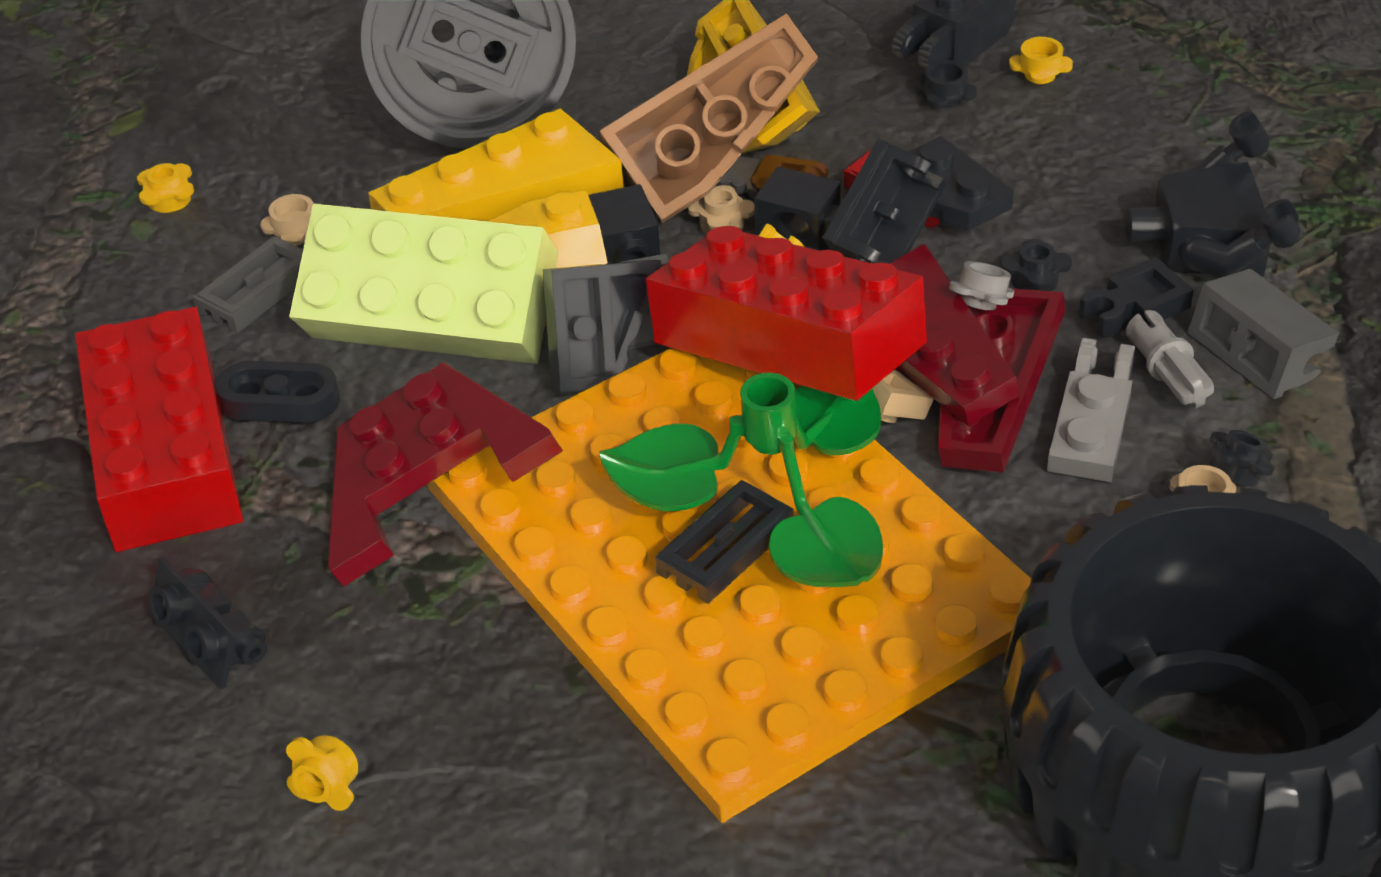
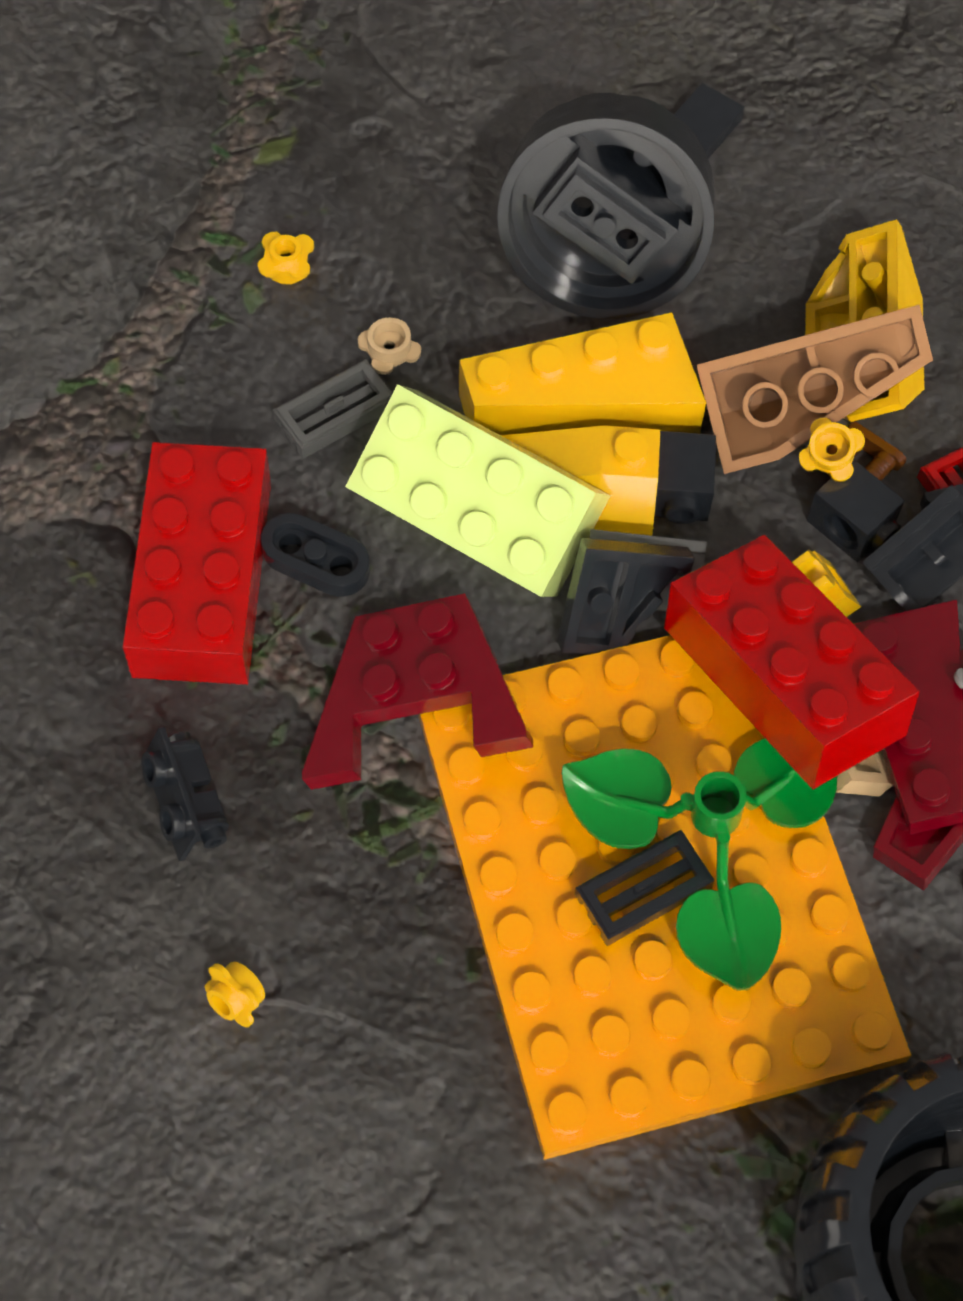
camera: 15 degrees right, 20 degrees up
(722, 208) = (785, 488): tan plate -> none
(755, 146) = (831, 433): none -> yellow plate

